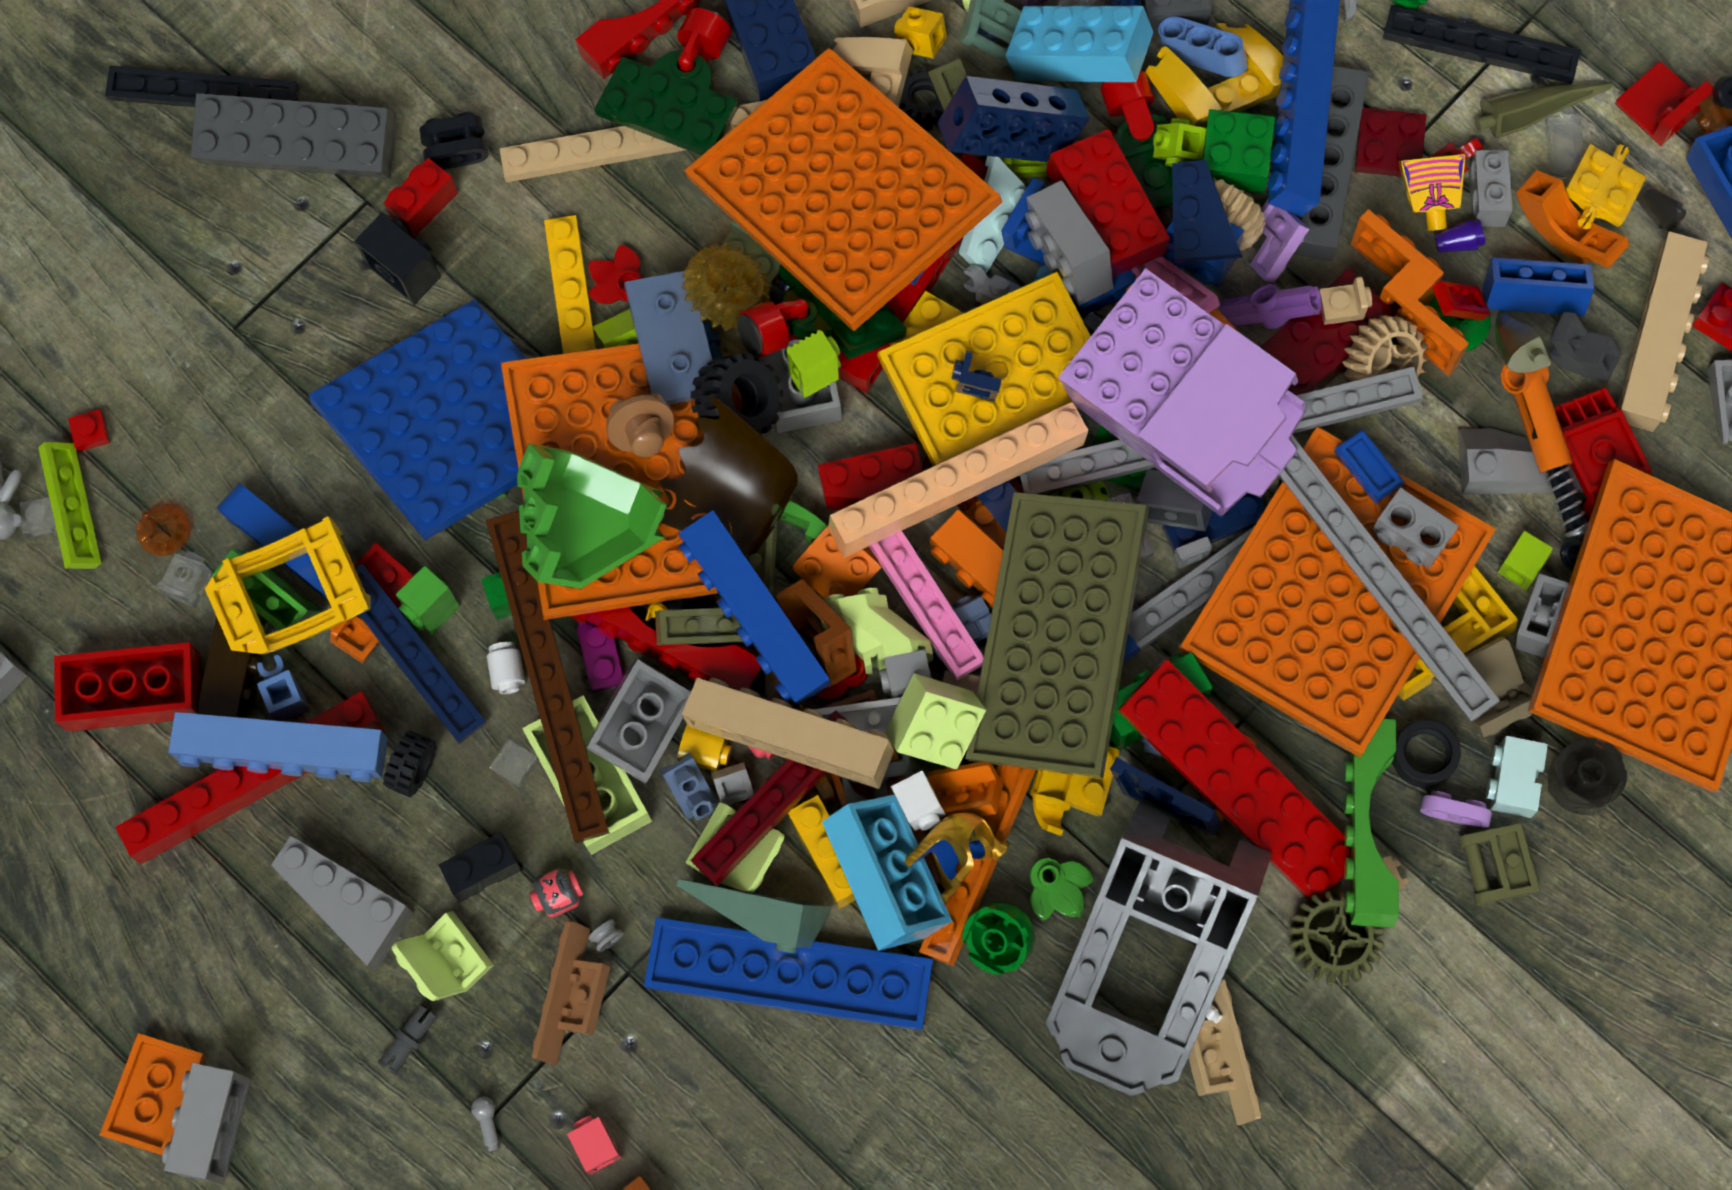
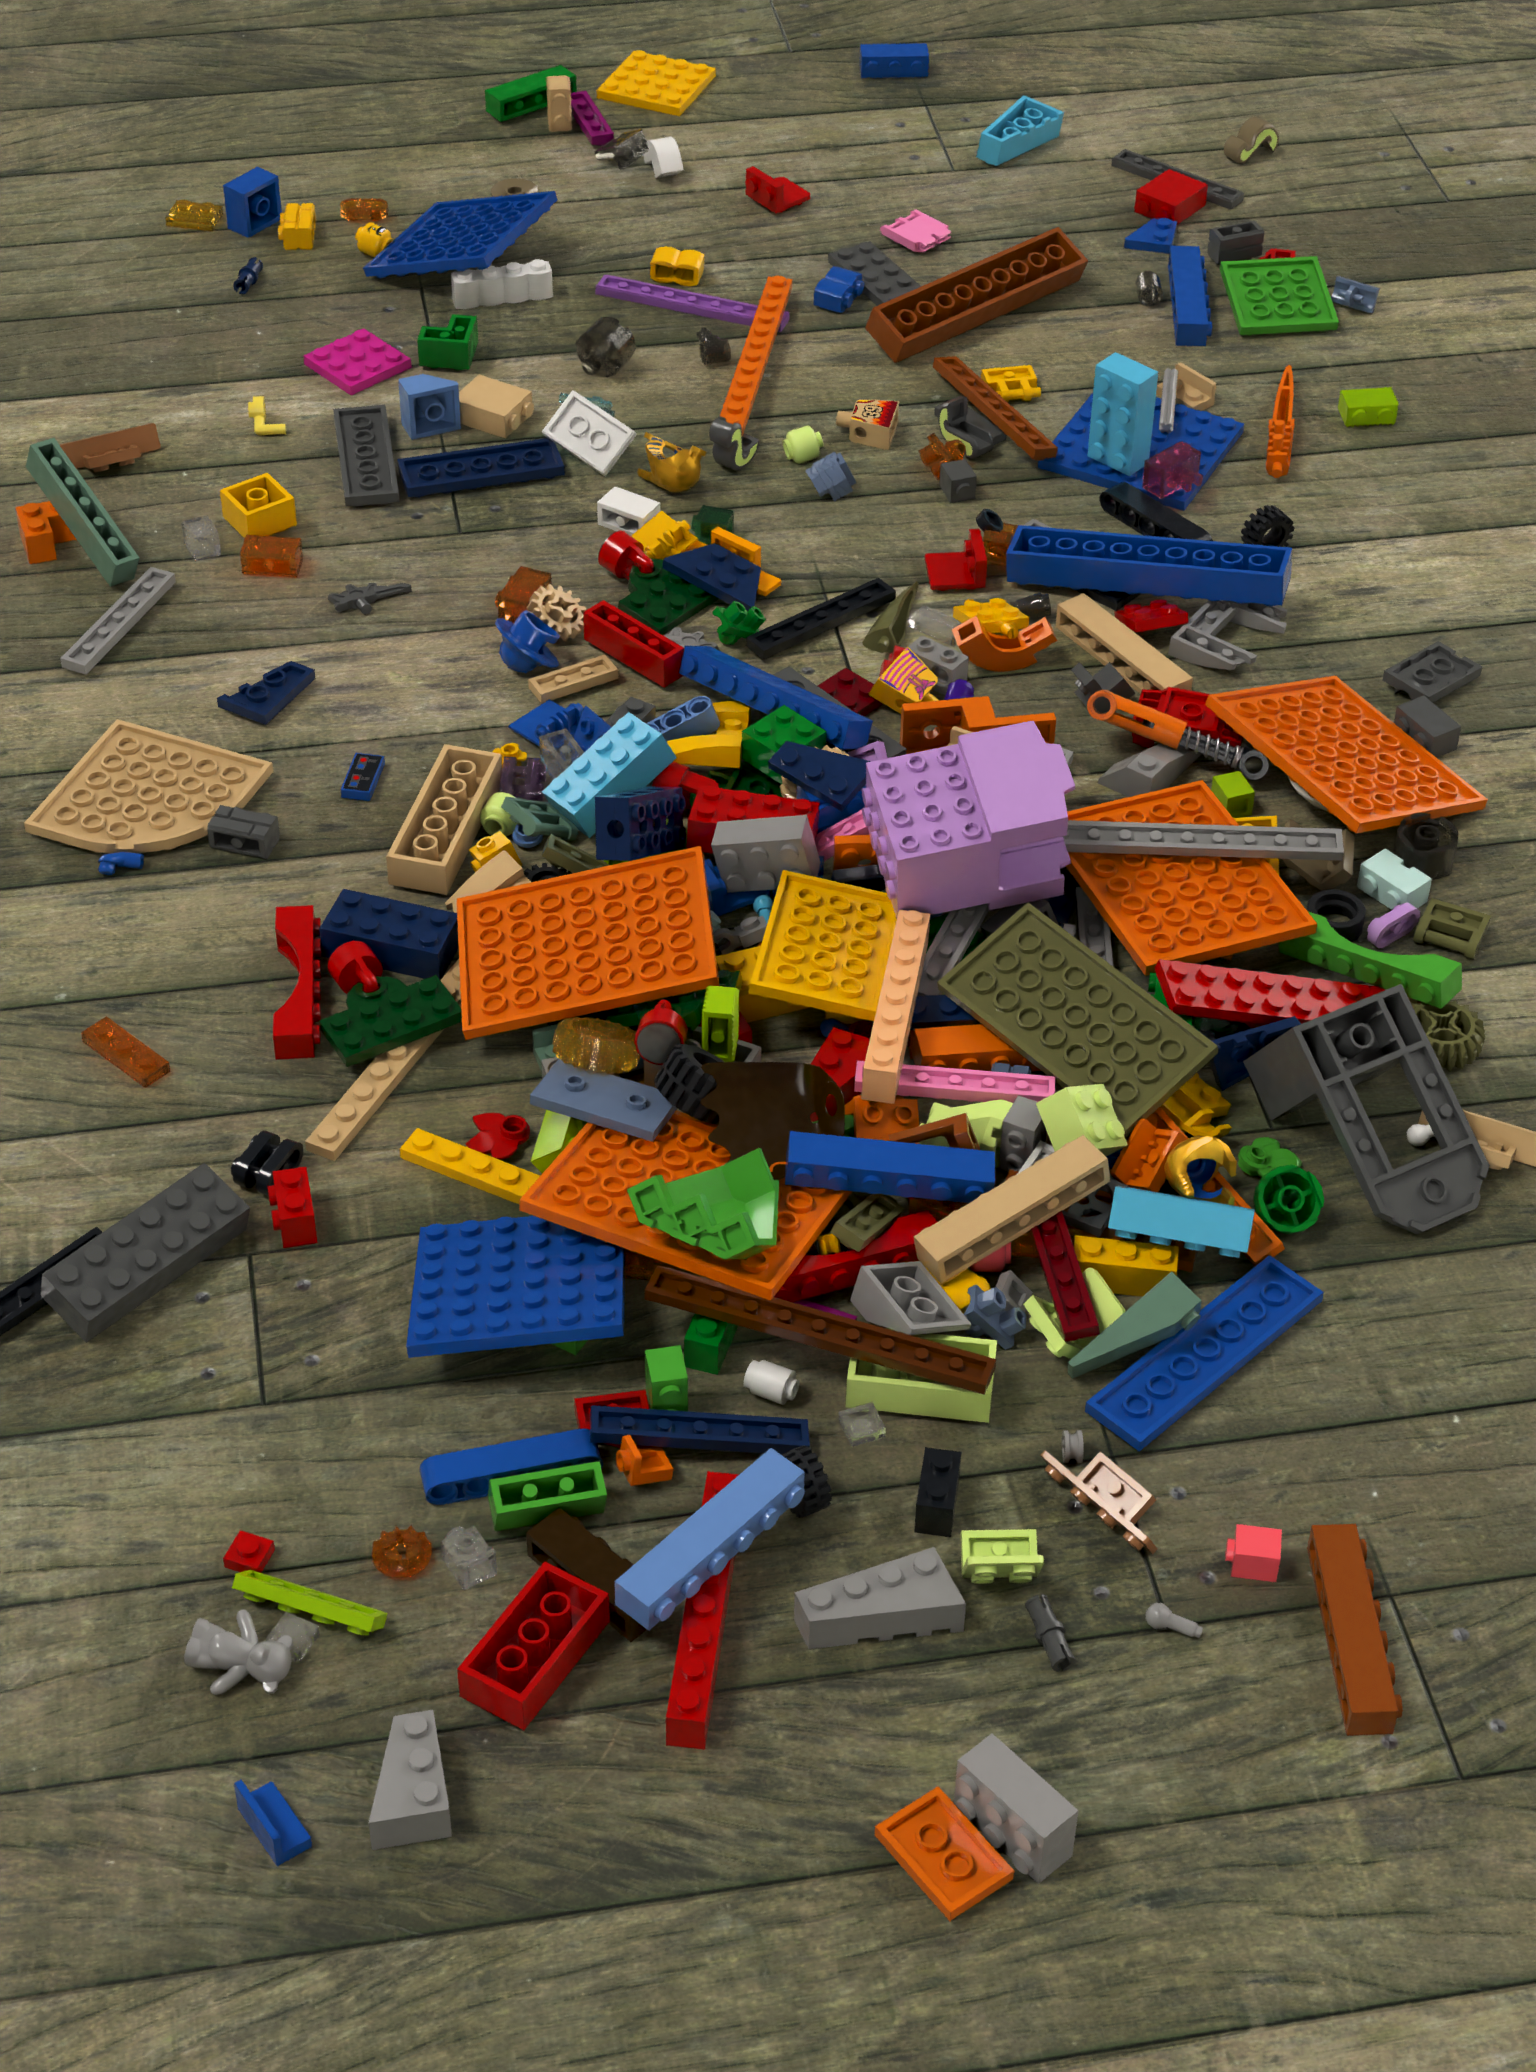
camera: 60 degrees left, 30 degrees down
(281, 692) = (648, 1531): medium blue brick -> none
(333, 569) = (583, 1410): yellow wedge -> none
(398, 257) = (338, 1242): black brick -> none
(556, 892) = (1004, 1455): head -> none
(640, 424) = (672, 1138): medium nougat plate -> none
(918, 801) = (1140, 1168): white brick -> none
(976, 383) = (831, 946): dark blue bracket -> none
(1179, 142) = (745, 767): lime brick -> none
(1369, 466) = (1097, 807): blue tile -> none
(1419, 521) = (1170, 803): light grey brick -> none
(1461, 300) = (1007, 709): red plate -> none
(1519, 345) = (1080, 686): olive piece -> none
(1538, 286) = (1034, 681): blue brick -> none
(1541, 615) = (1283, 797): light grey brick -> none

